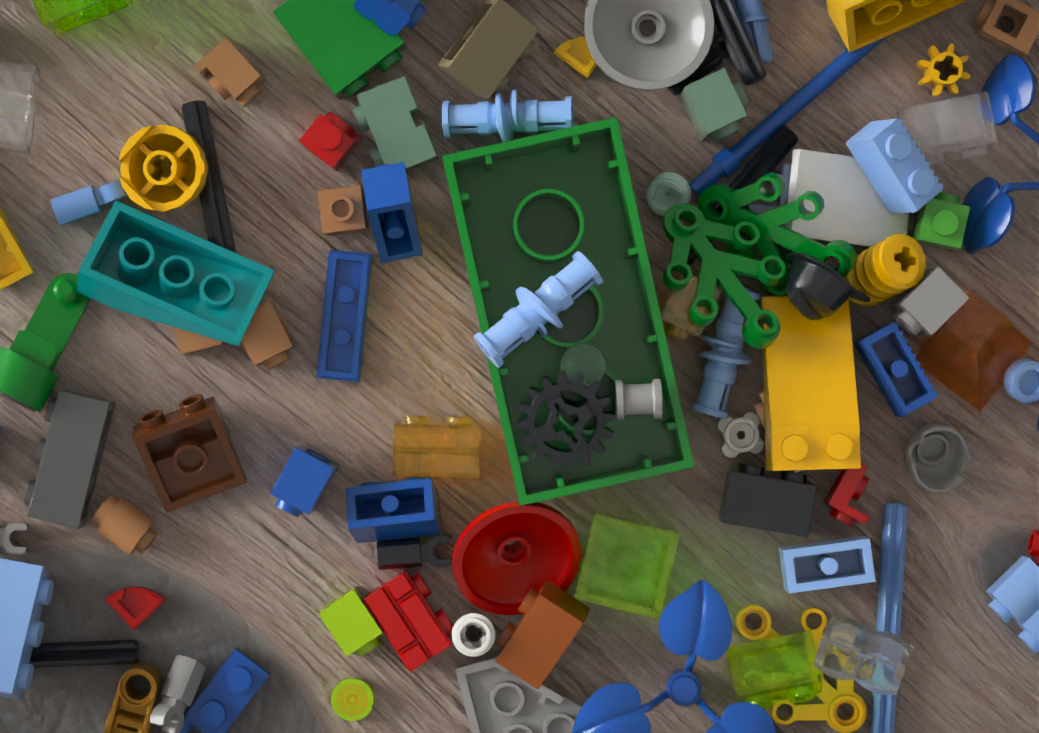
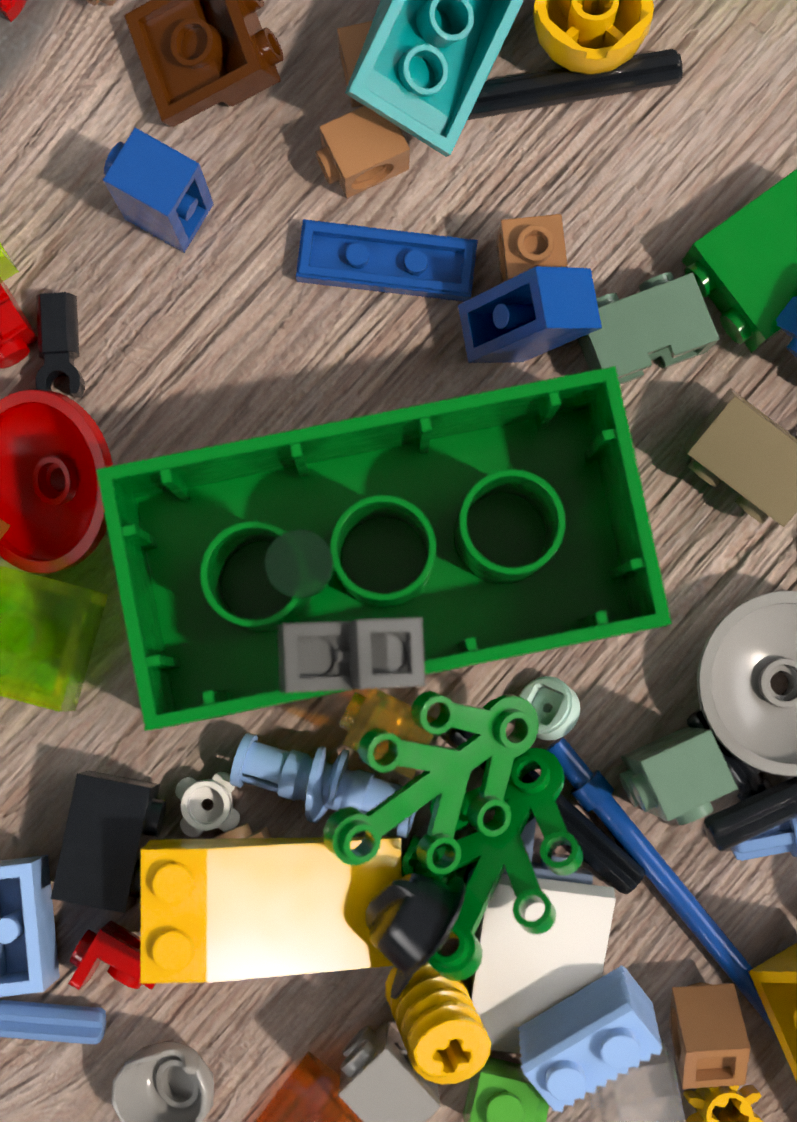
camera: 85 degrees right, 5 degrees down
(231, 73) = (721, 111): medium nougat brick -> none
(331, 140) = (627, 241): red brick -> none
(393, 510) = (115, 313): blue brick -> none
(436, 449) = (199, 377): clear yellow brick -> none
(508, 117) = (660, 473): light blue piece -> none
(538, 308) = (386, 496): light blue piece -> none
(548, 430) = (243, 523): black gear -> none
(577, 56) = (741, 583): yellow tile -> none
(638, 399) = (246, 645): light grey bush -> none
(642, 330) = (351, 655): none -> dark grey slope
(893, 82) = (708, 1035): none -> medium nougat brick
(895, 369) = (292, 1033): blue brick -> none

